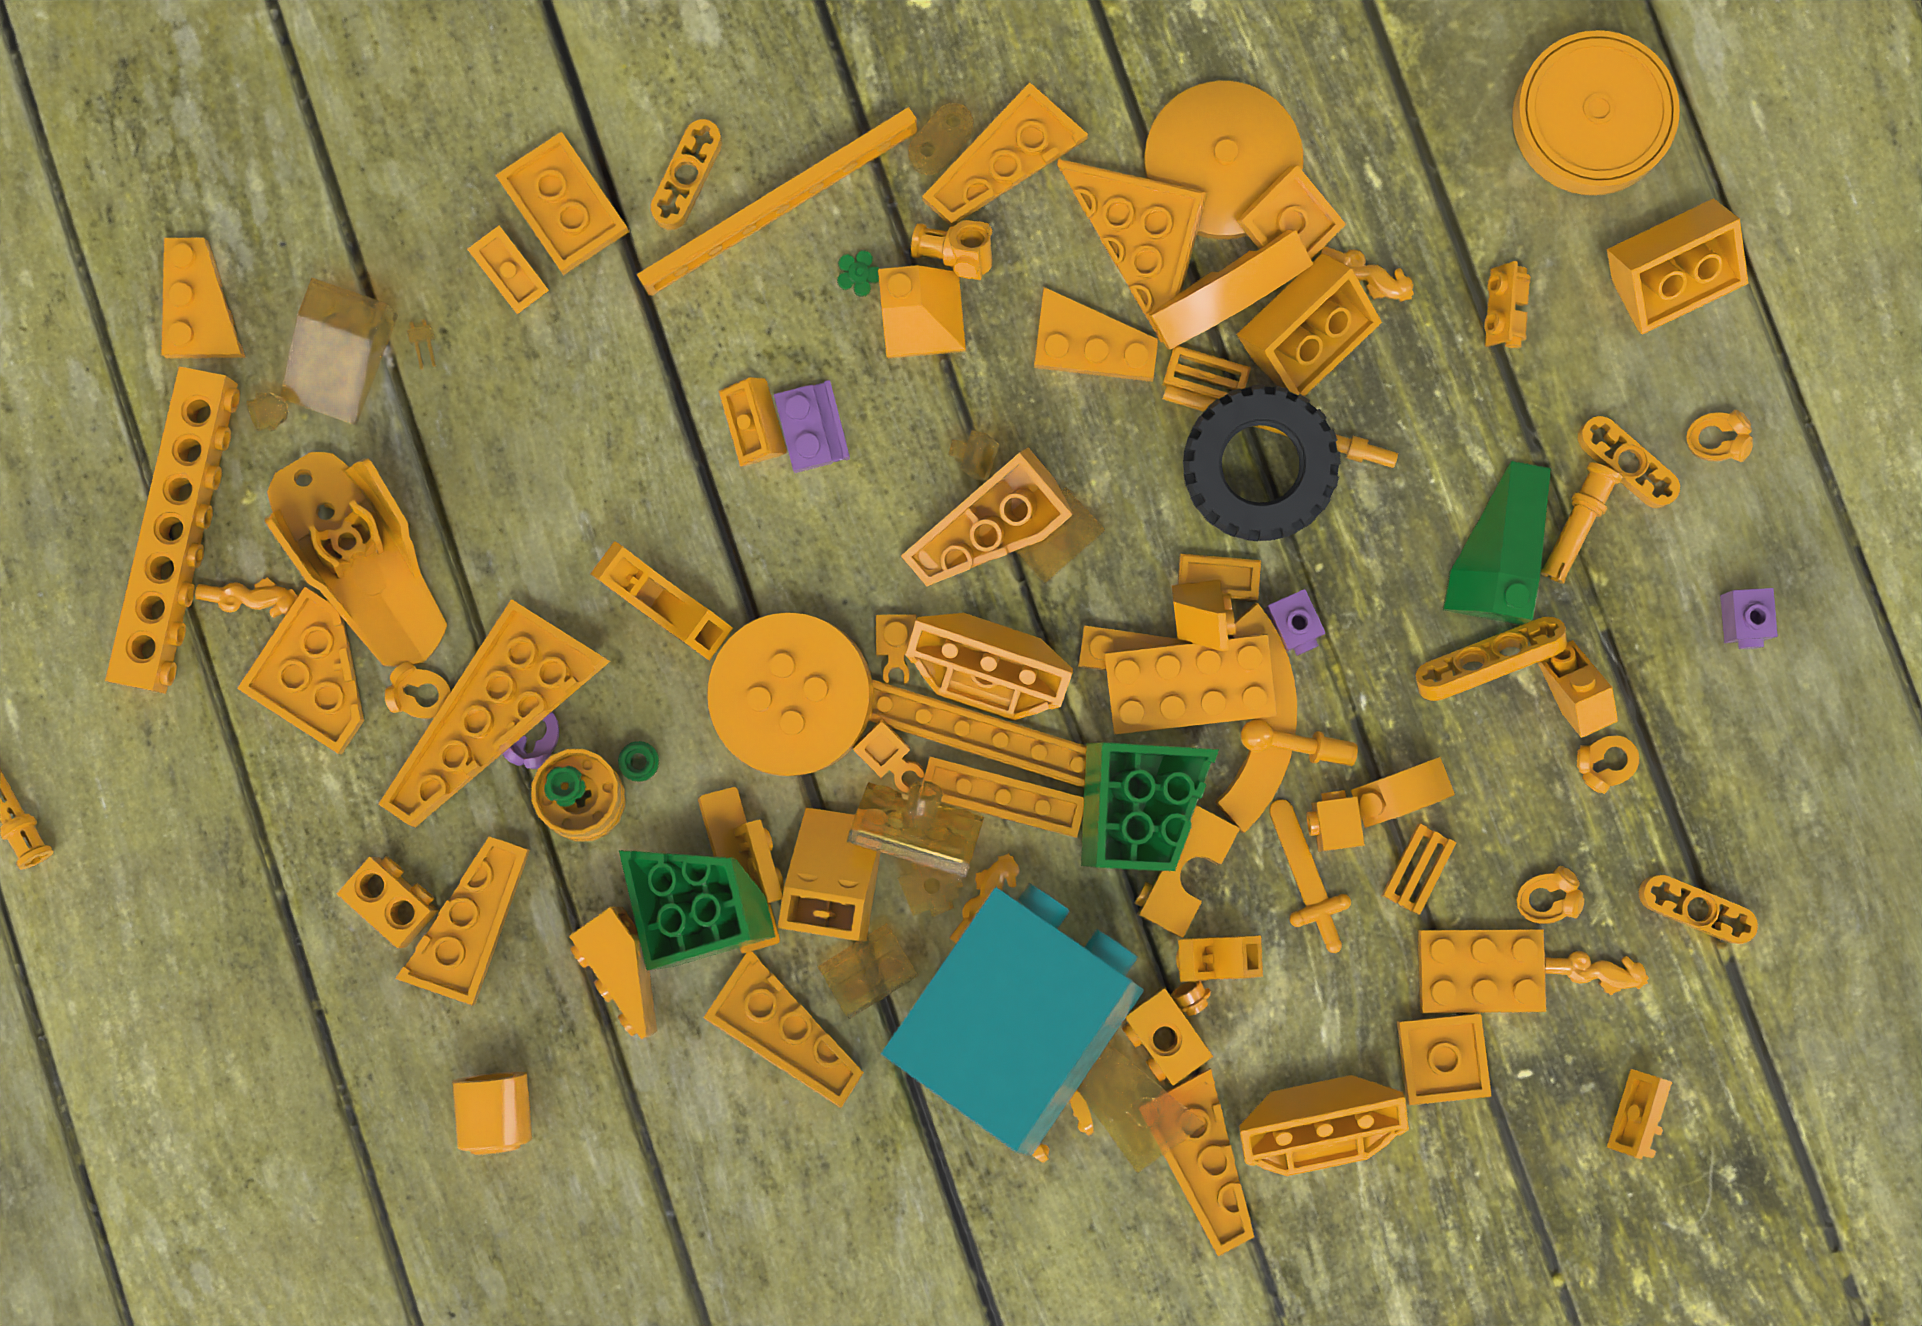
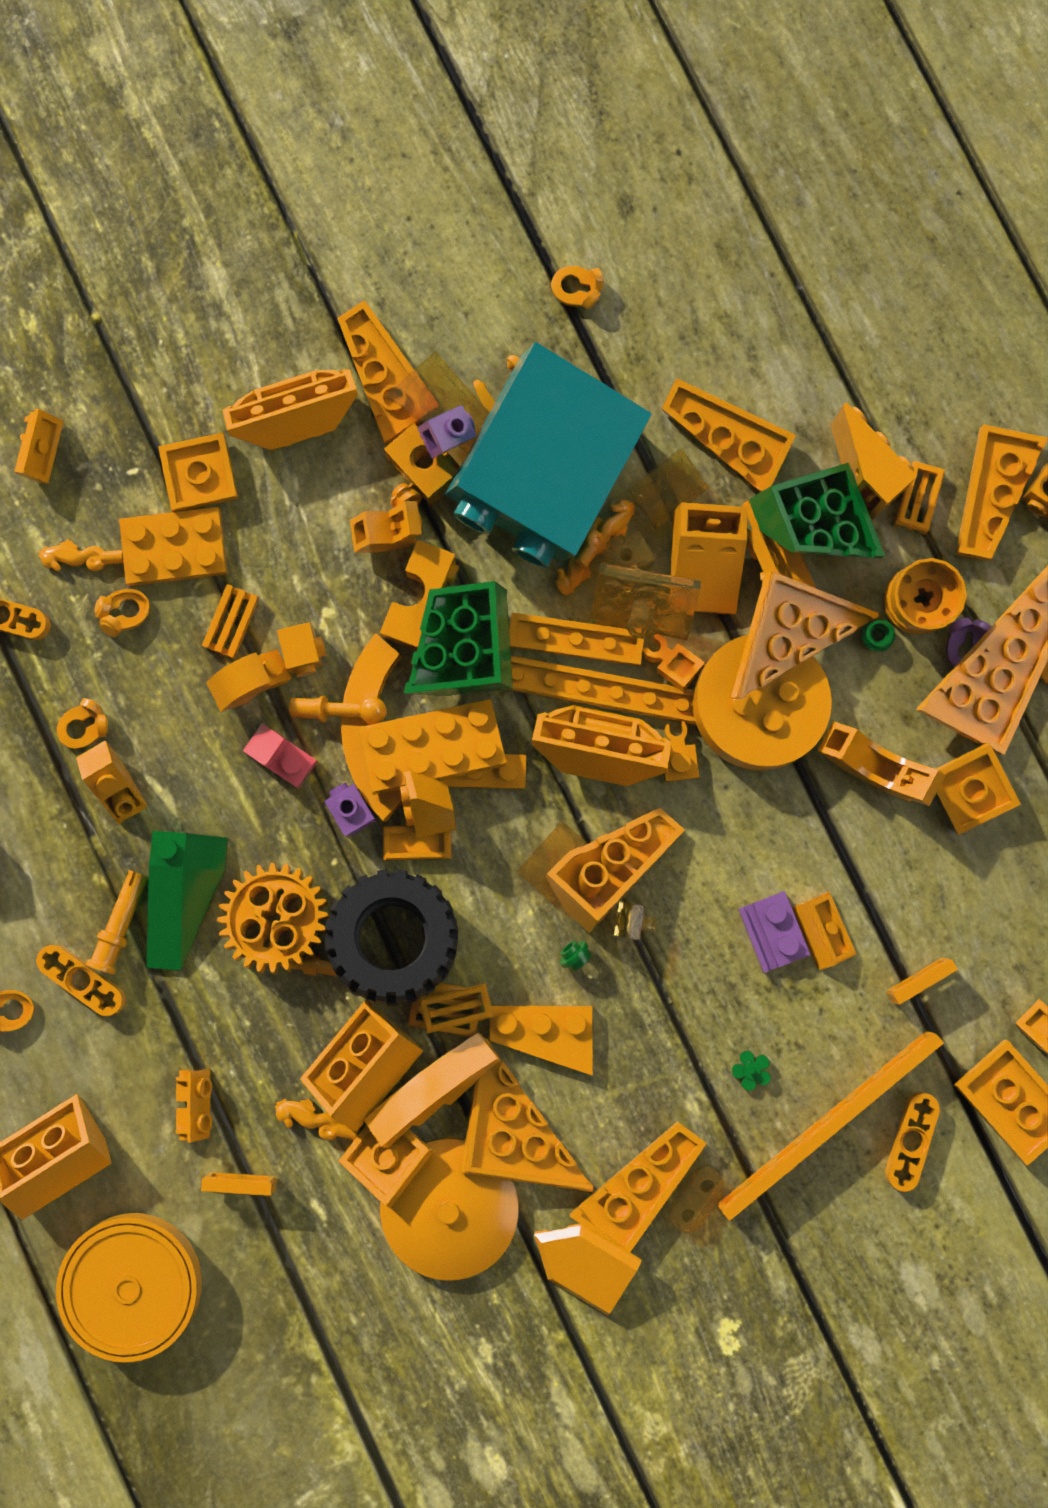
camera: 170 degrees right, 0 degrees up
(492, 1112) = (954, 342): light orange piece -> none
(554, 562) = (975, 789): none -> light orange plate
(556, 778) = (945, 592): green plate -> none
(576, 894) = (911, 523): none -> light orange tile
(649, 350) = (921, 980): none -> light orange tile
(745, 773) = (791, 627): none -> light orange tile
(921, 311) = (694, 1041): light orange slope -> none
(929, 1254) = (591, 278): none -> light orange piece
(941, 931) = (612, 526): none -> light orange animal
(962, 247) = (672, 1101): light orange connector -> none
(1047, 423) = (575, 955): none -> green plate
(1074, 80) = (587, 1264): none -> light orange tile
(1133, 1064) = (447, 431): none -> medium lavender brick
(1189, 363) = (427, 1015): none -> light orange tile
(1318, 905) = (316, 596): light orange sword -> none
(1373, 699) = (280, 756): none -> coral slope
(1431, 518) = (243, 913): none -> light orange gear
(1461, 211) = (239, 1183): none -> light orange tile
(1494, 663) = (182, 795): light orange beam -> none

